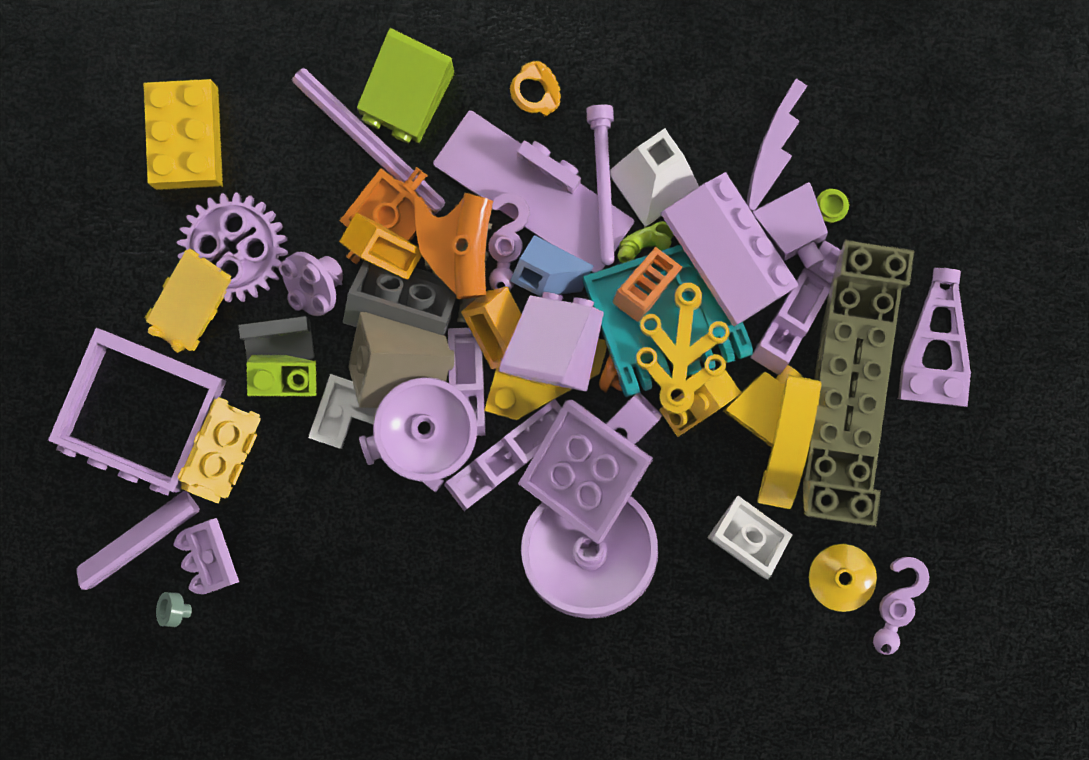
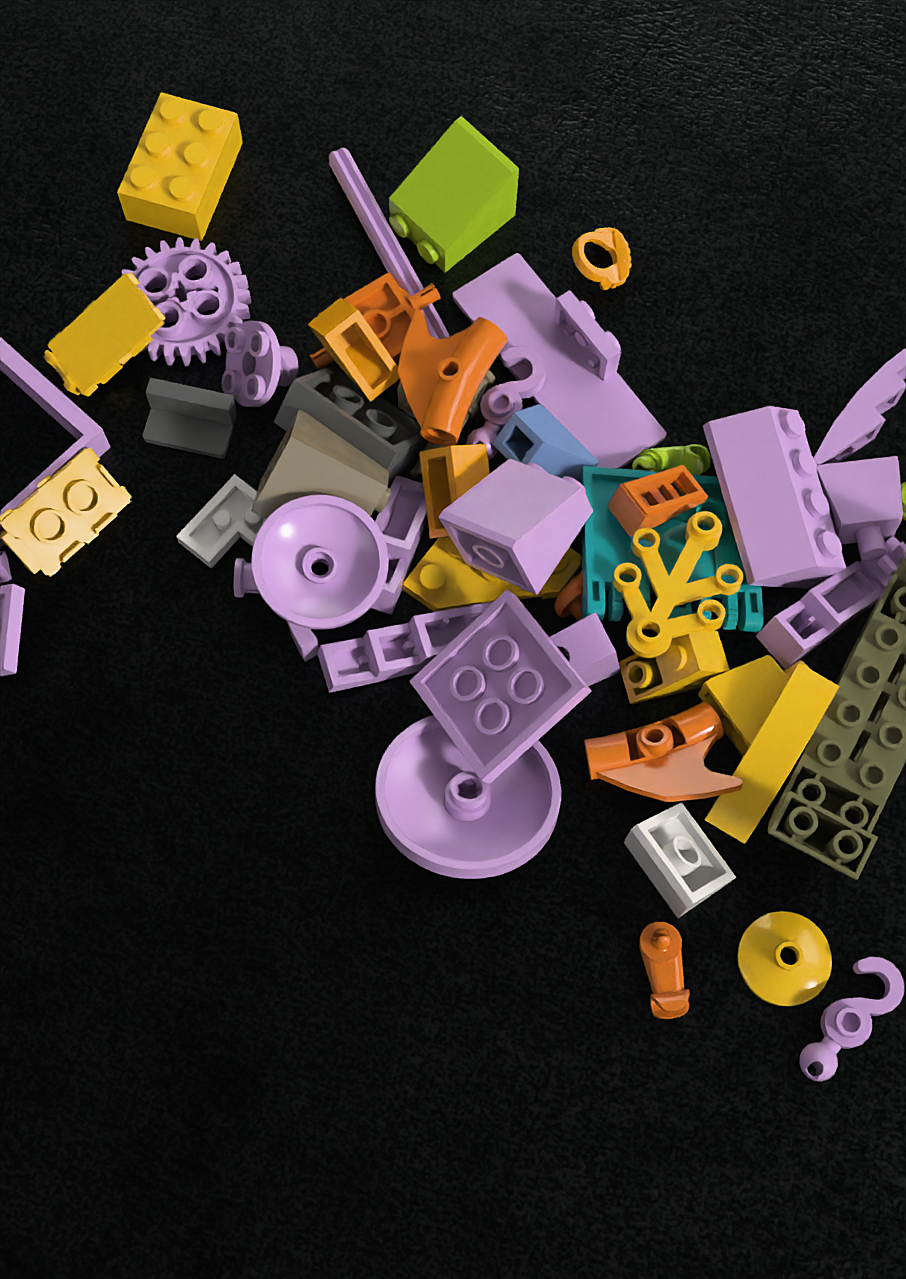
camera: 20 degrees right, 15 degrees down
(280, 376) = (172, 451): lime slope -> none
(600, 119) = (666, 312): lavender piece -> none
(654, 177) = (706, 385): white slope -> none
(715, 473) = (663, 757): none -> orange pin
(762, 612) = (662, 958): none -> orange piece

